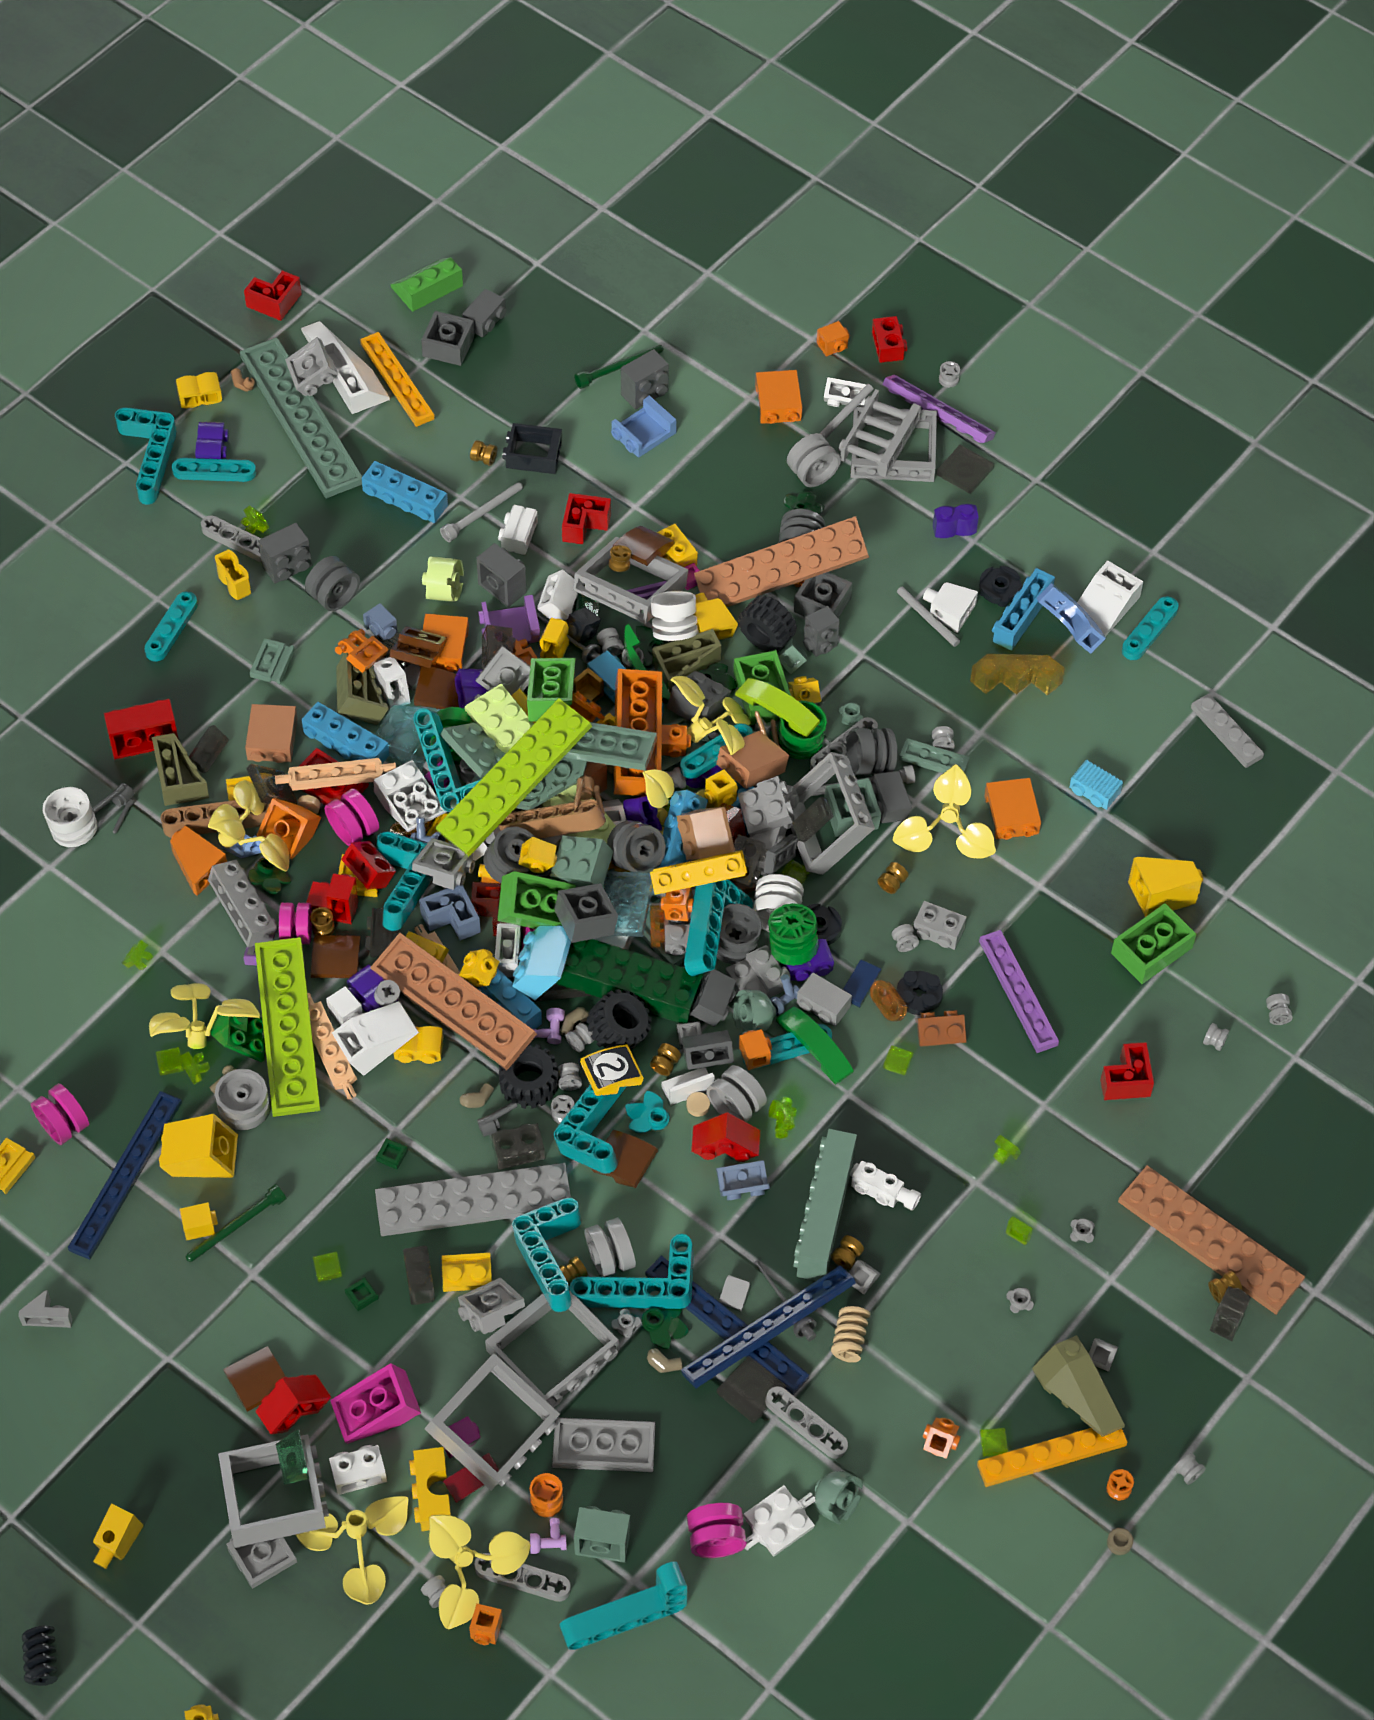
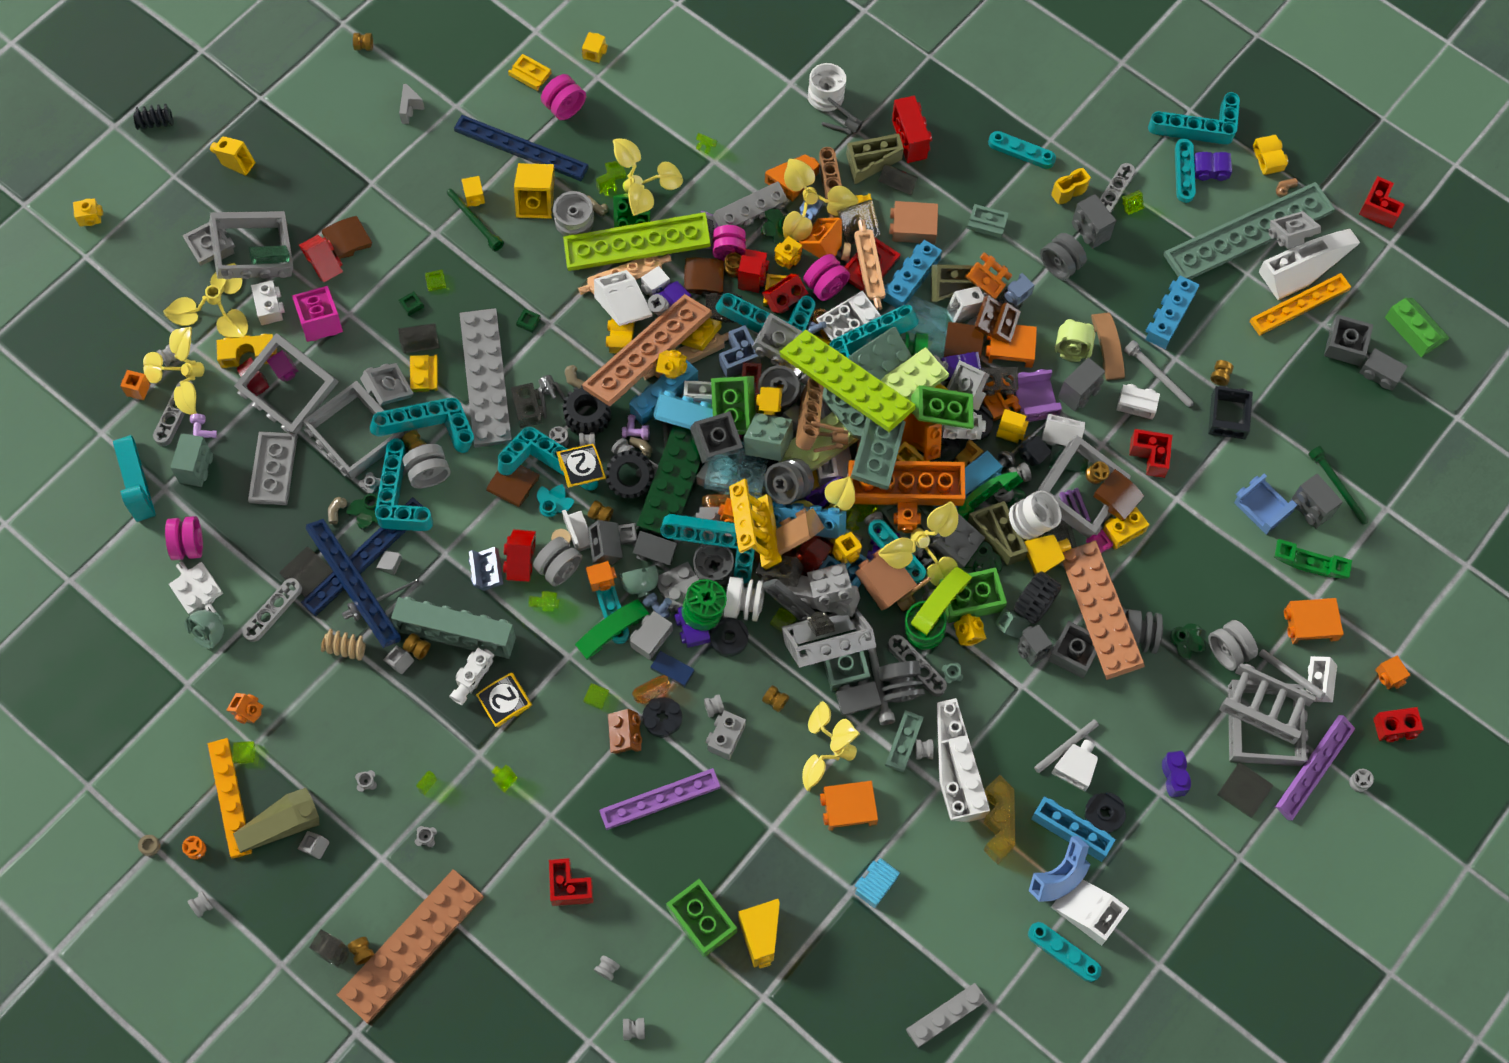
camera: 90 degrees right, 10 degrees up
(310, 862) = (788, 253): none -> yellow brick
(460, 549) = (1110, 346): none -> medium nougat slope
(546, 1495) = (230, 424): orange wheel -> none
(710, 391) = (1312, 562): none -> green slope
(909, 1154) = (504, 699): none -> slope
(961, 705) = (957, 767): none -> white wedge

